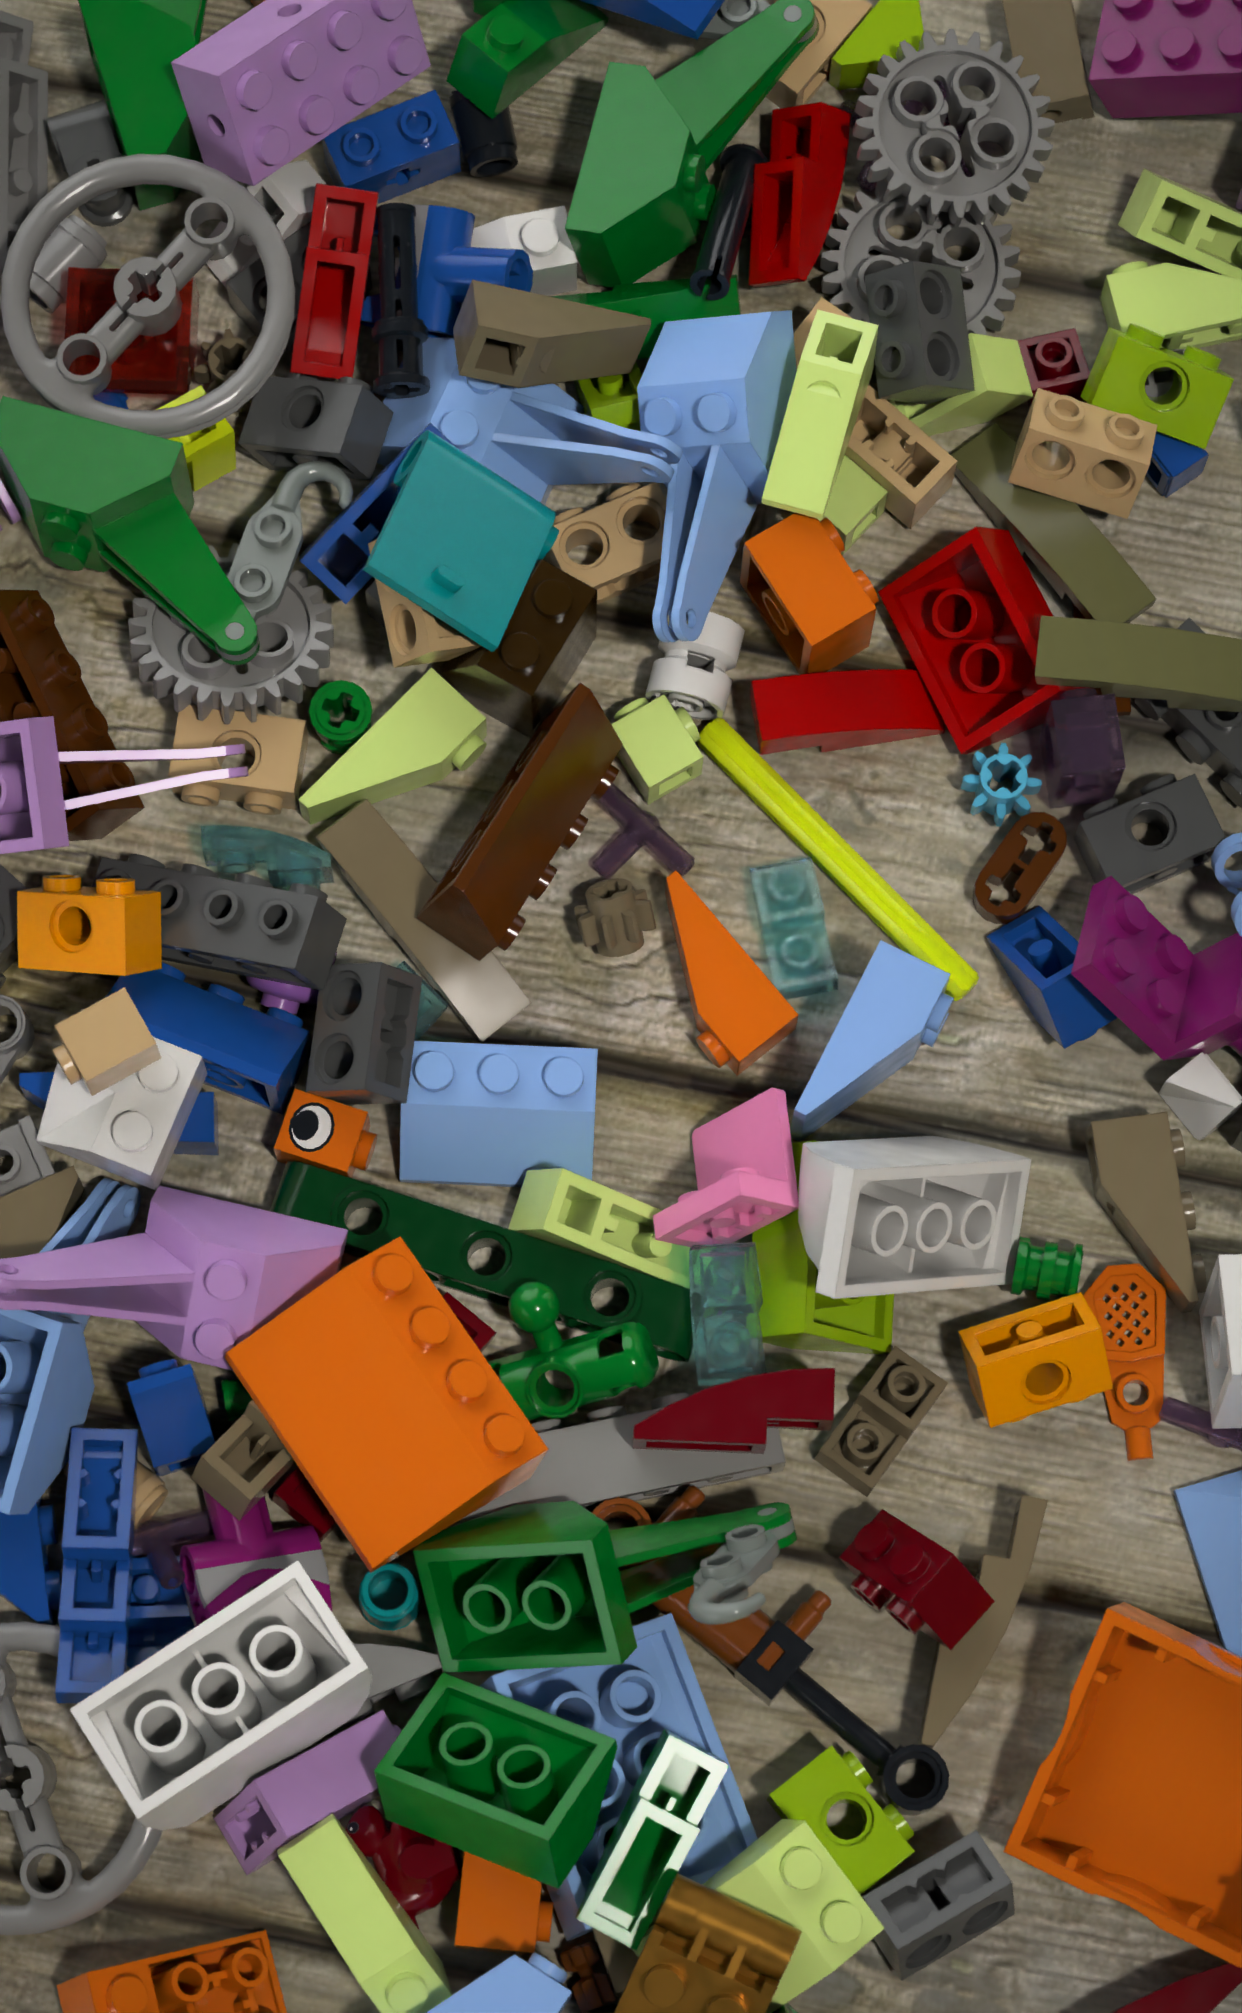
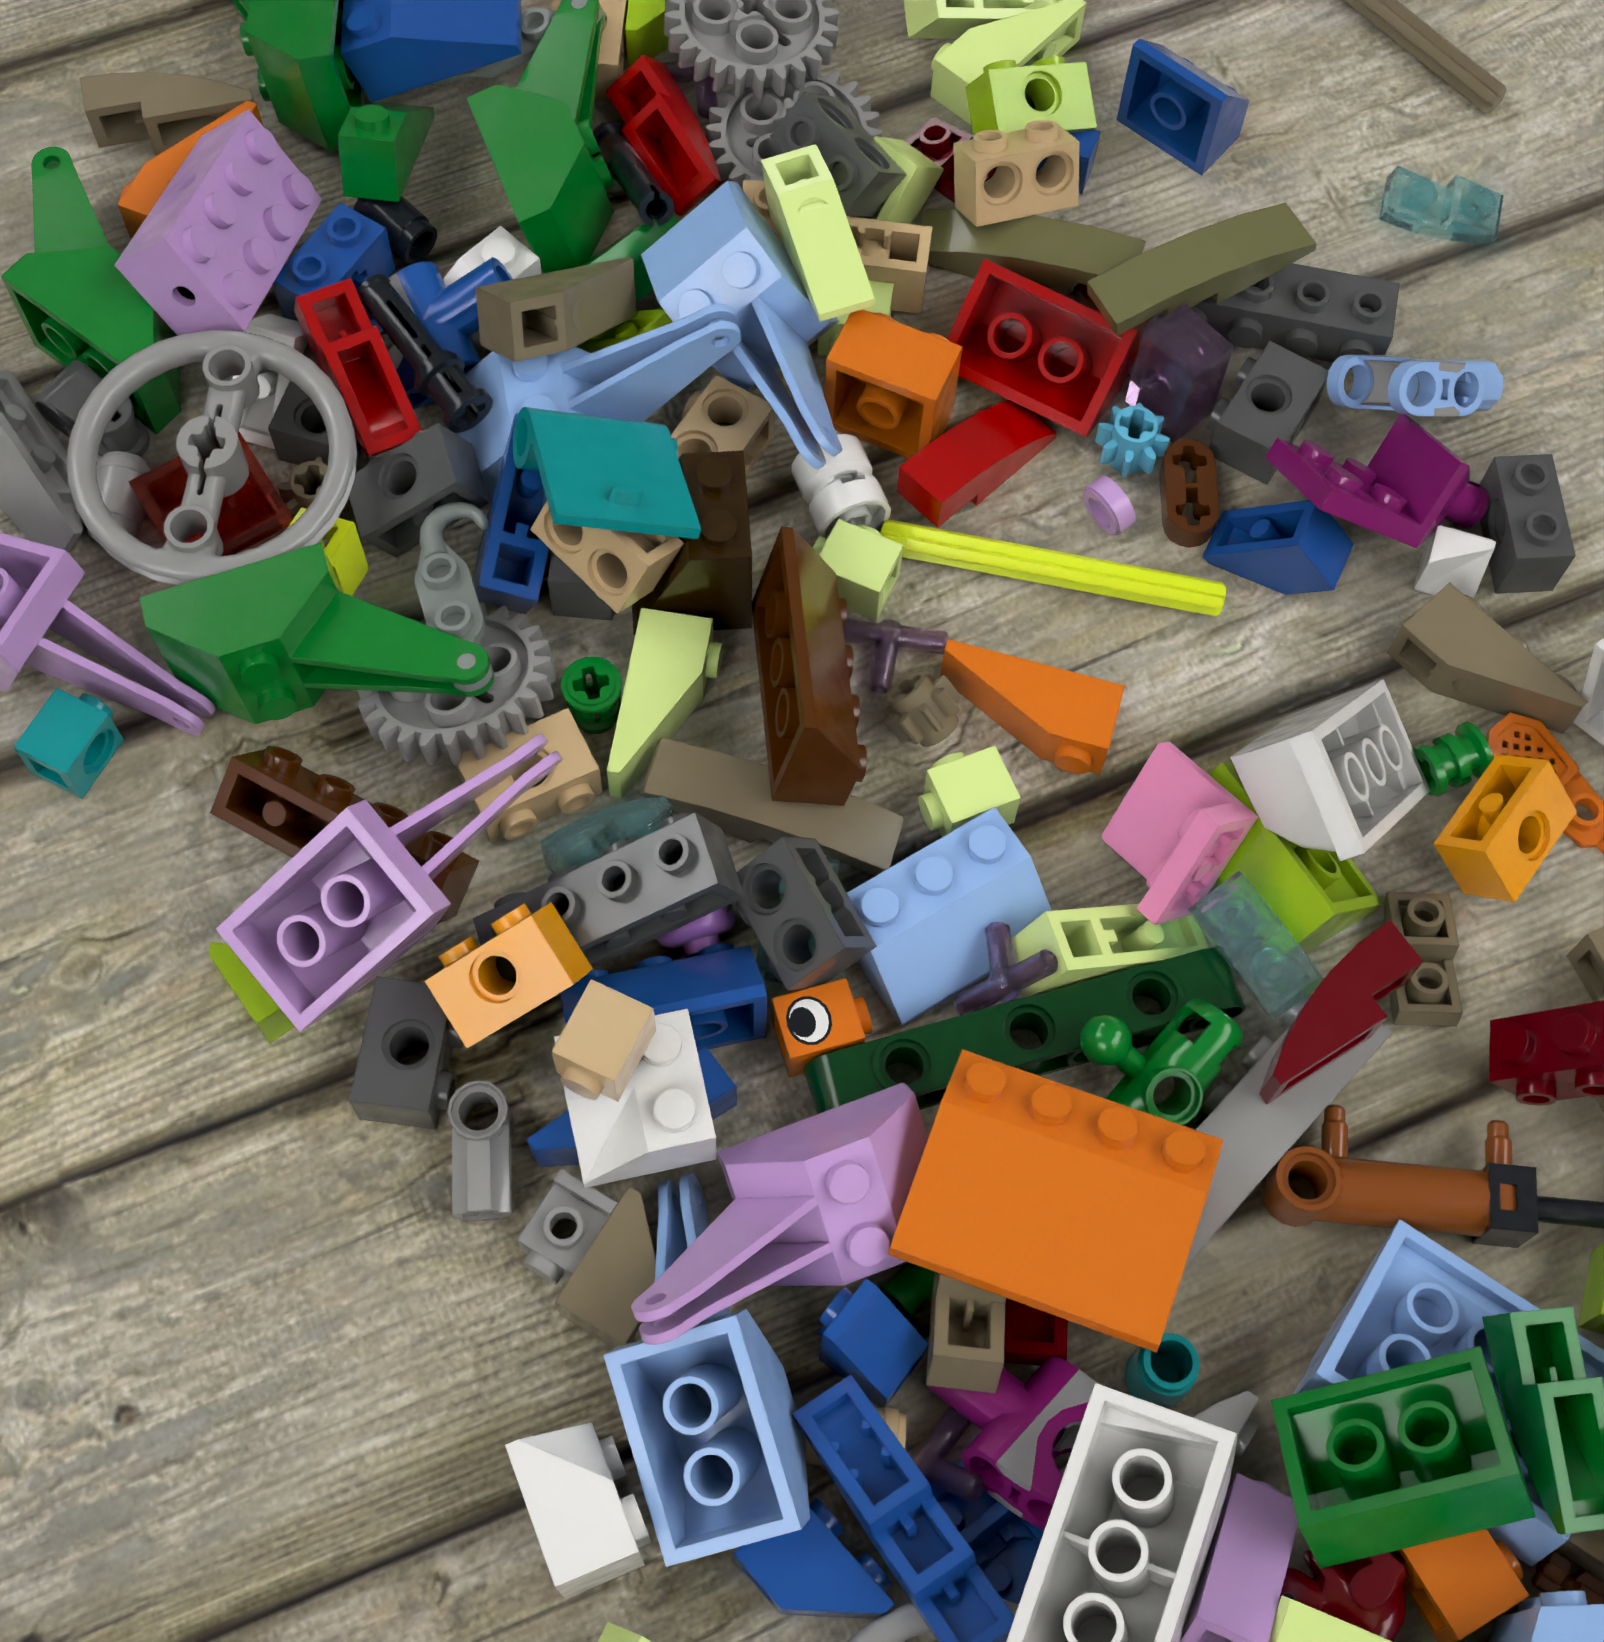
camera: 35 degrees left, 10 degrees down
(502, 1200) = (1006, 977): none -> clear purple piece
(547, 1587) = (1318, 1246): green slope -> none
(597, 1017) = (965, 788): none -> yellowish green brick
(793, 928) = (1053, 634): clear light blue slope -> none
(885, 1022) = (1189, 652): light blue slope -> none
(929, 834) = (1109, 505): none -> lavender tile

